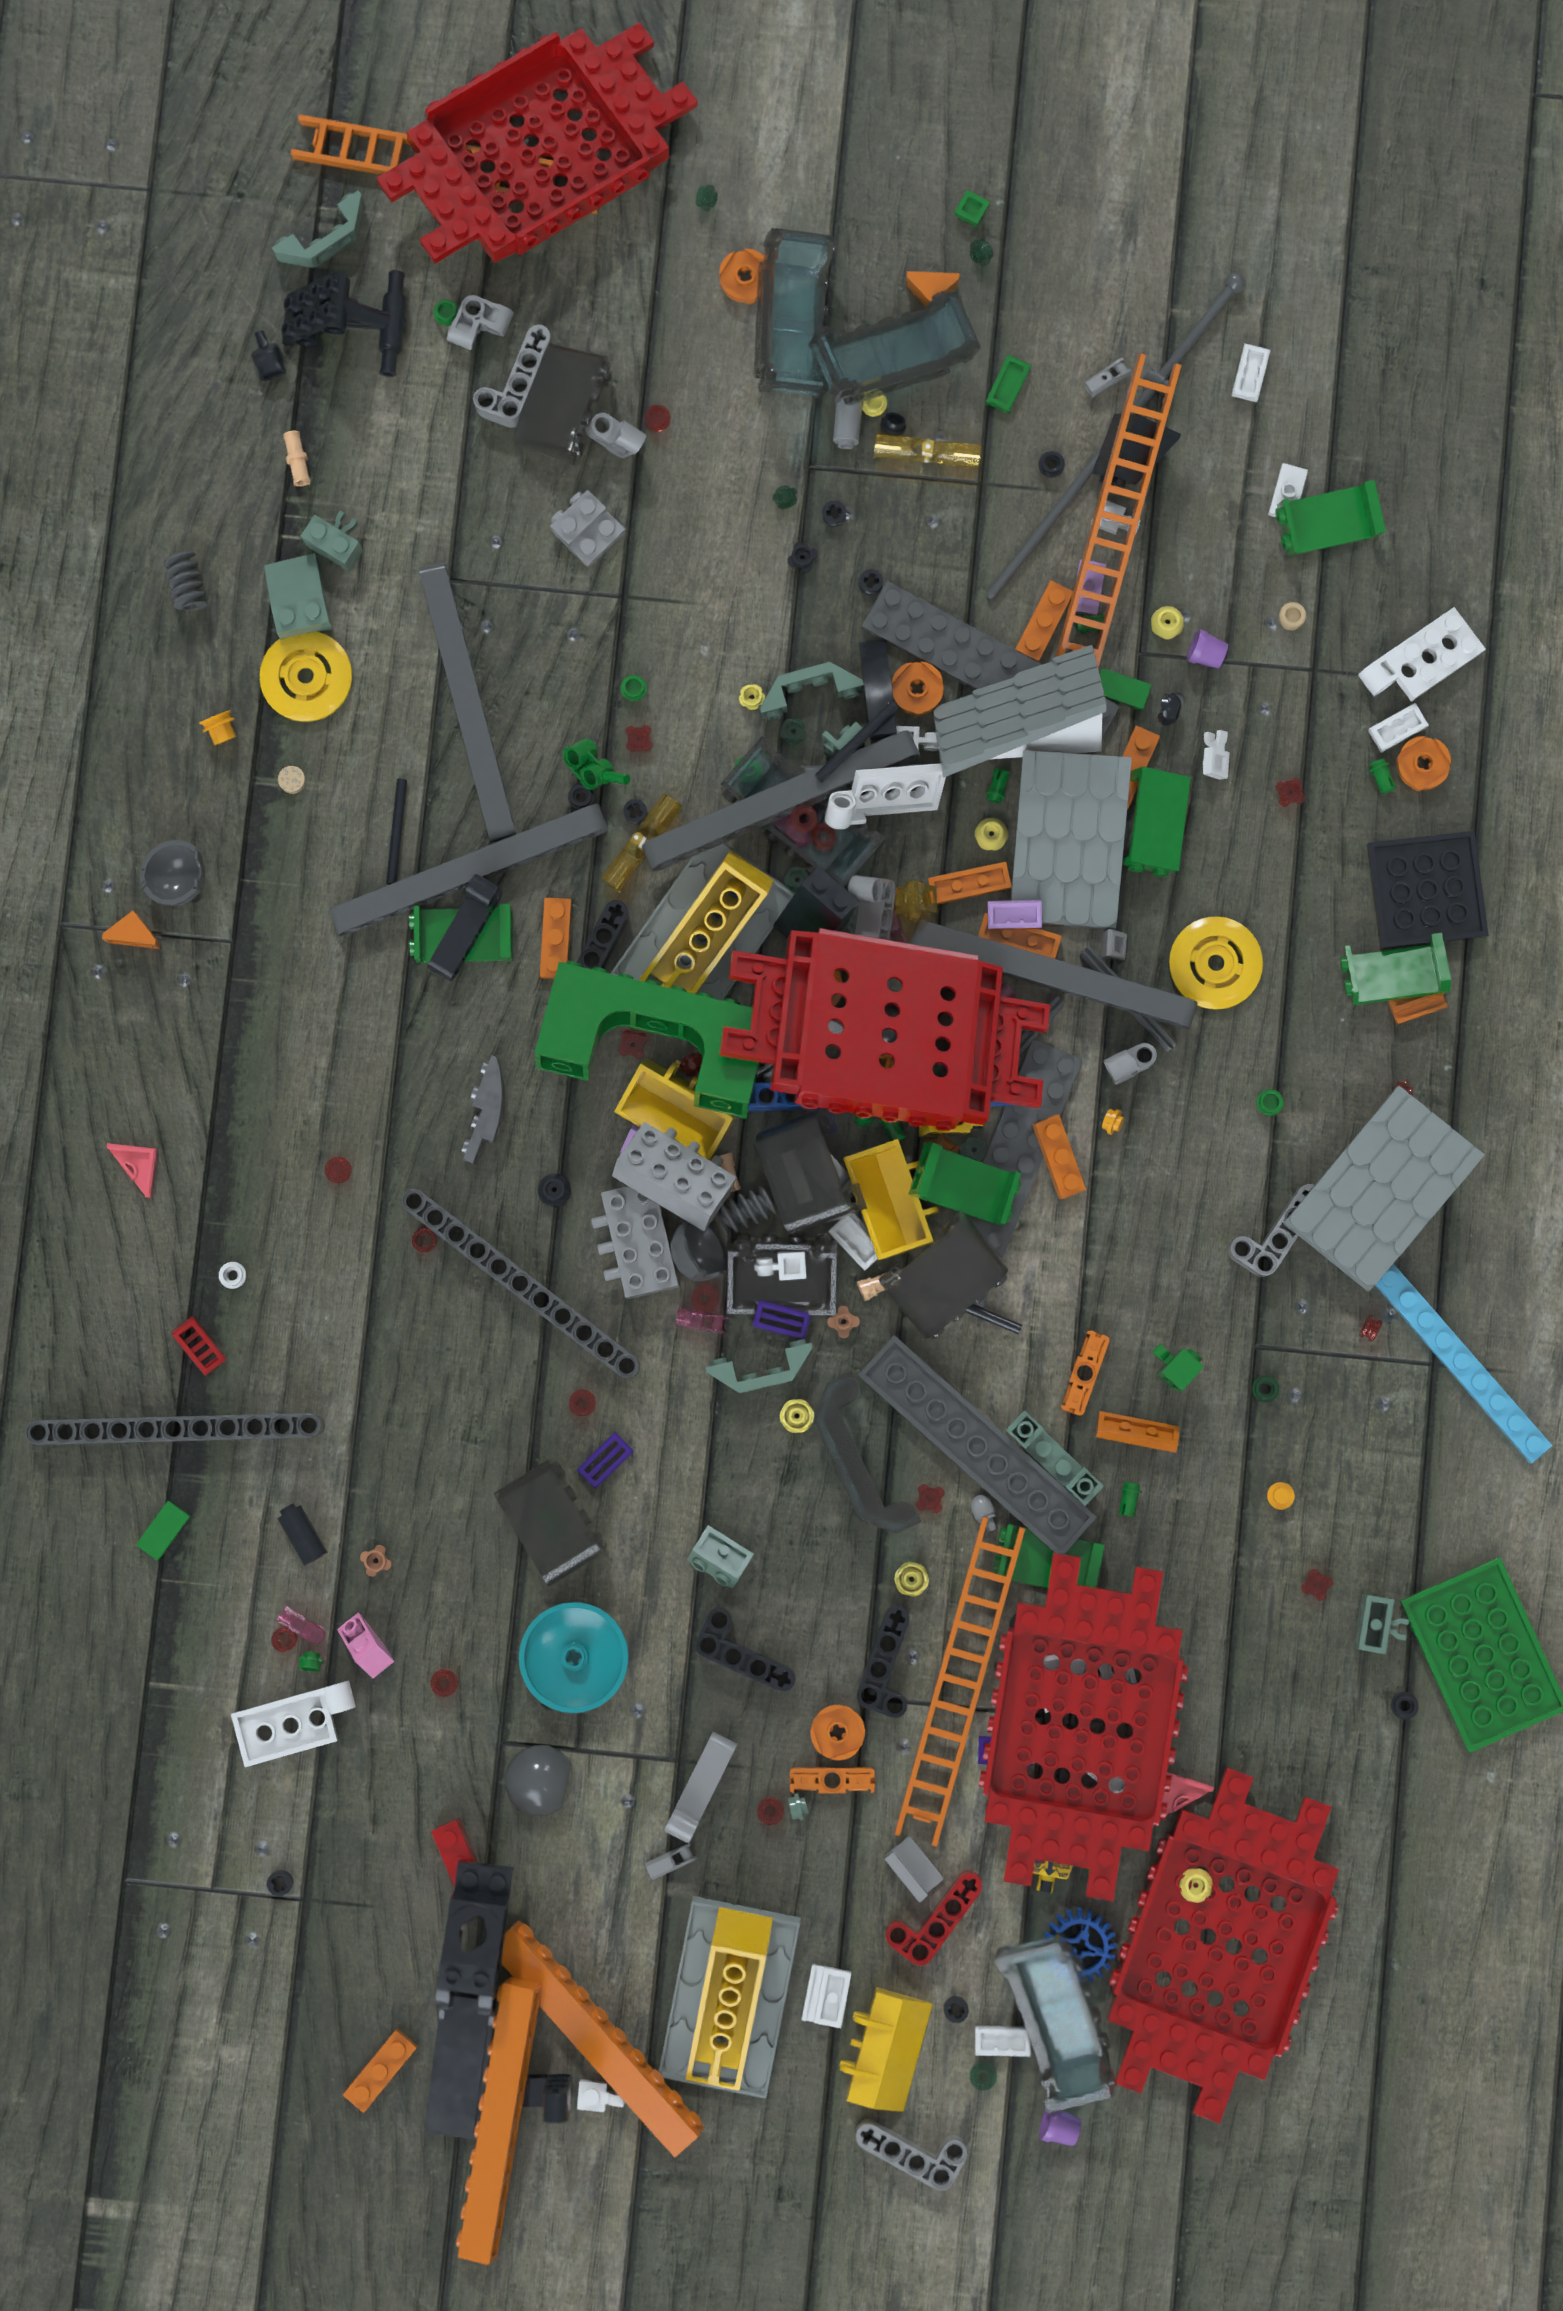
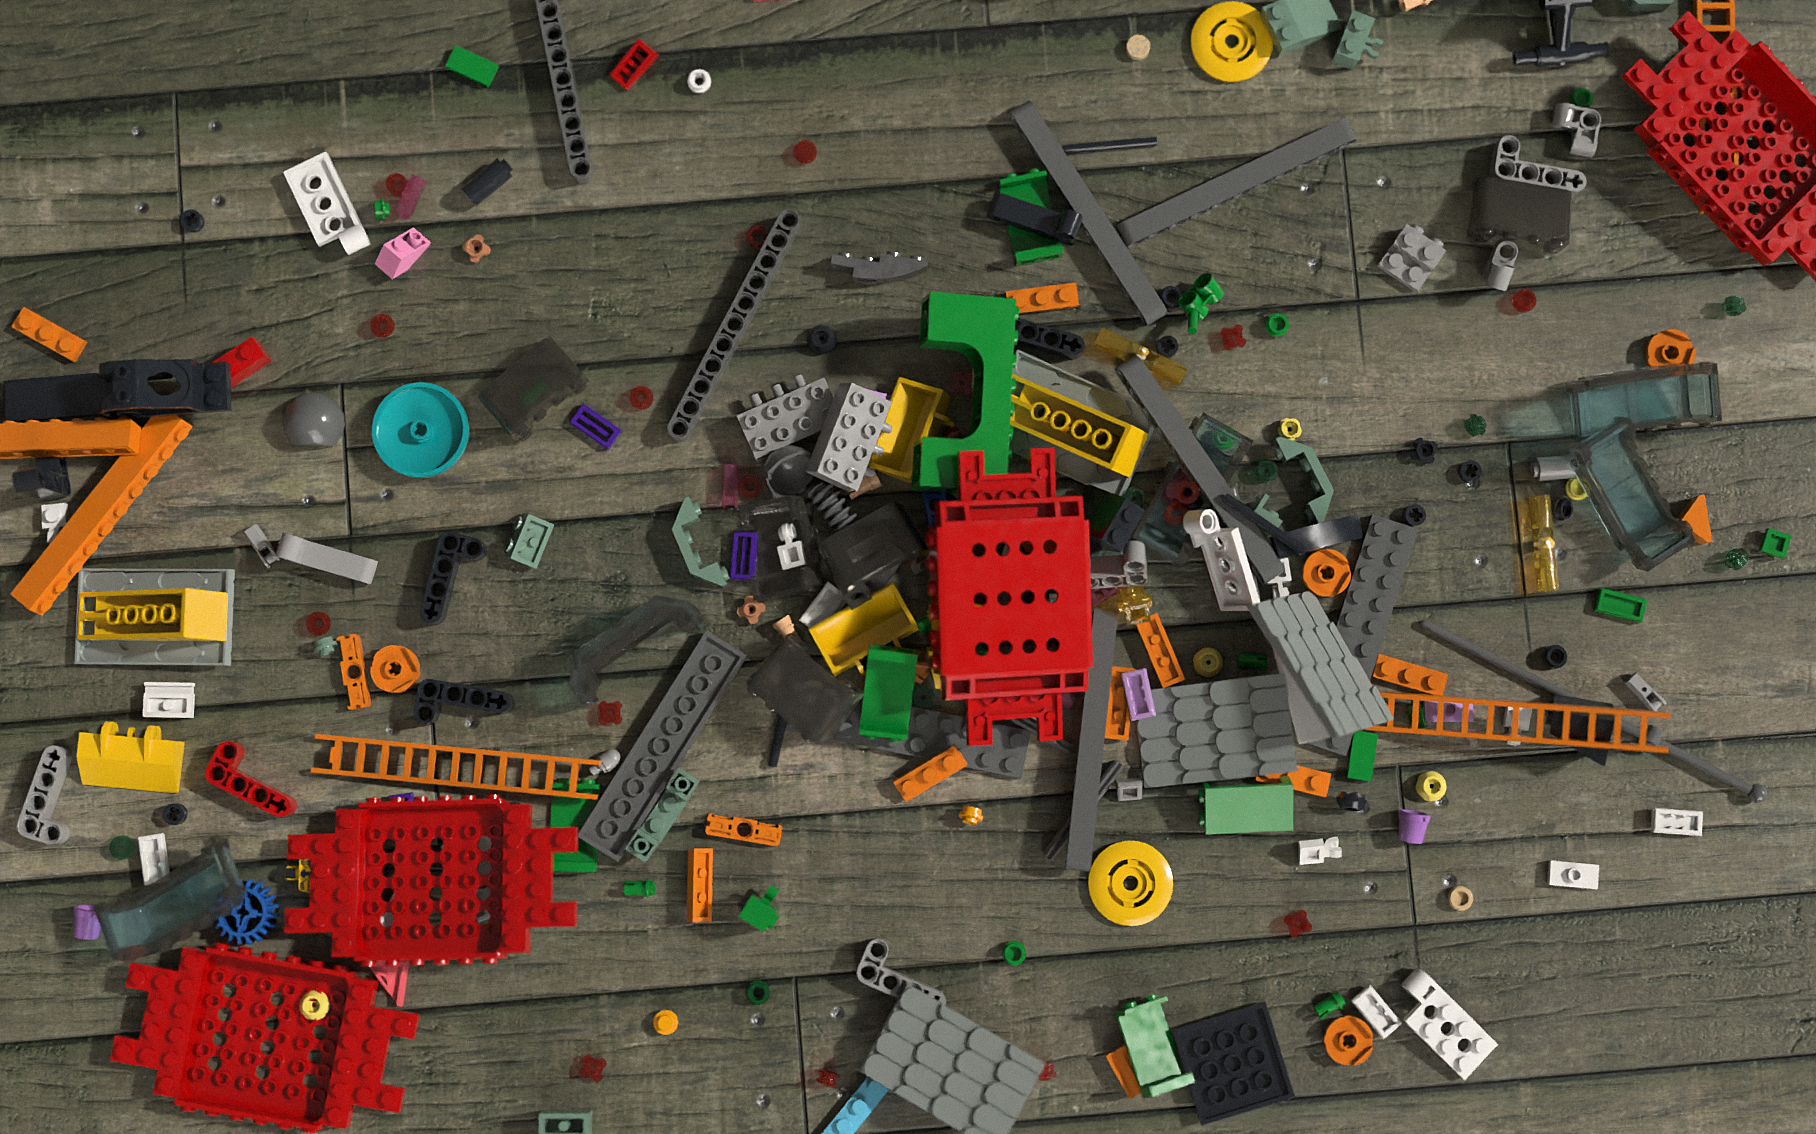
camera: 75 degrees right, 0 degrees up
(803, 1422) = (659, 576): light yellow plate -> none
(913, 1868) = (288, 755): light grey panel -> none
(920, 1579) = (530, 706): light yellow plate -> none
(1126, 1065) = (1023, 817): light grey piece -> none
(1330, 519) = (1555, 917): green panel -> none

